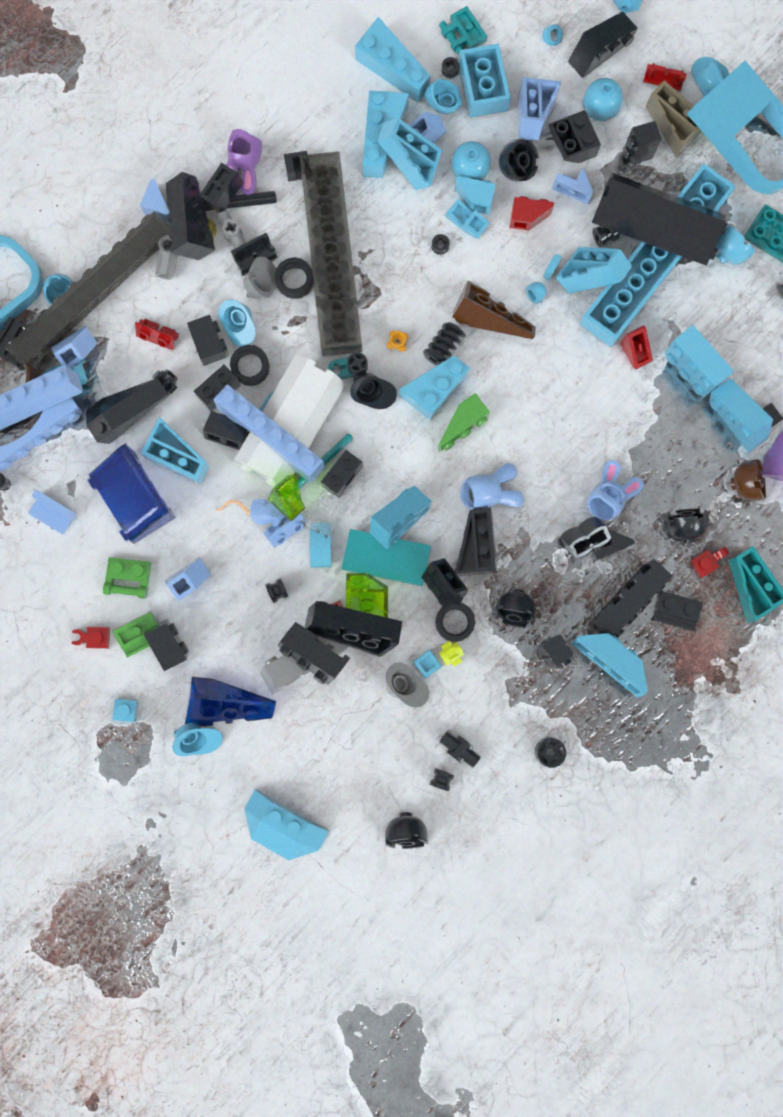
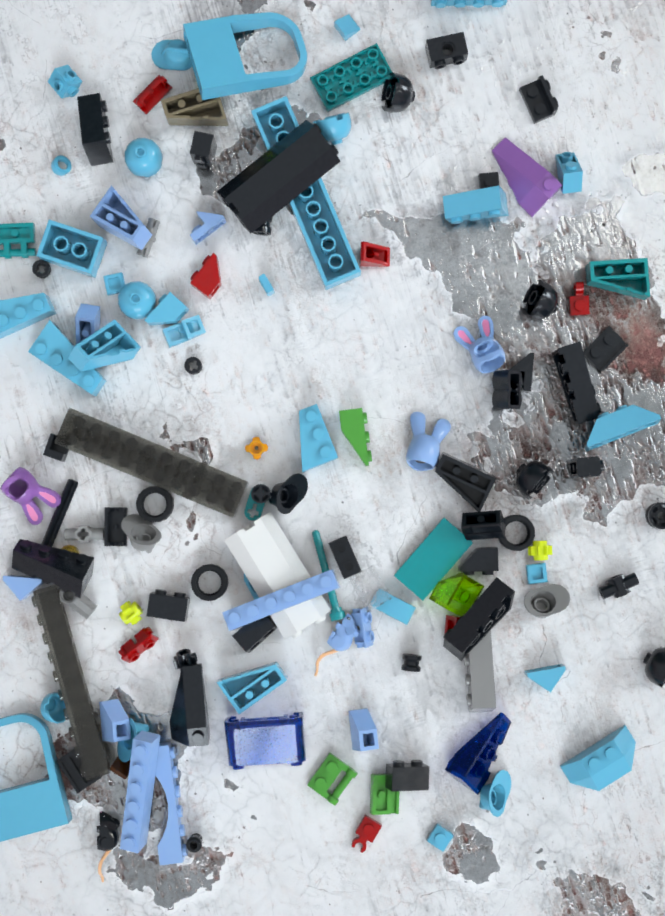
camera: 55 degrees left, 5 degrees up
(51, 512) = (242, 812): light blue panel -> none
(182, 309) = (130, 612): none -> neon yellow gear
(214, 384) = (214, 620): black brick -> none
(221, 188) = (44, 524): black hinge -> none
(237, 322) = (168, 573): medium azure piece -> none
(287, 497) = (342, 612): clear neon green slope -> none
(312, 654) = (485, 664): black wedge -> none
(333, 726) = (546, 676): none -> medium azure slope
(399, 516) = (407, 530): medium azure wedge -> none
(410, 602) = (481, 559): none -> black slope
(441, 779) = (634, 613): black wheel -> none
(443, 96) = (69, 286): medium azure hair -> none
(443, 342) = (281, 411): black piece -> none
(475, 134) = (114, 283): none -> medium azure tile
(481, 312) = (272, 364): reddish brown wedge -> none
(518, 160) = (160, 260): black cylinder -> none
(536, 292) = (279, 310): medium azure piece -> none
(575, 137) = (166, 202): black slope -> none
(593, 269) = (290, 255): medium azure wedge -> none
(698, 361) = (415, 214): medium azure brick -> none
(749, 481) = (534, 230): reddish brown cylinder -> none

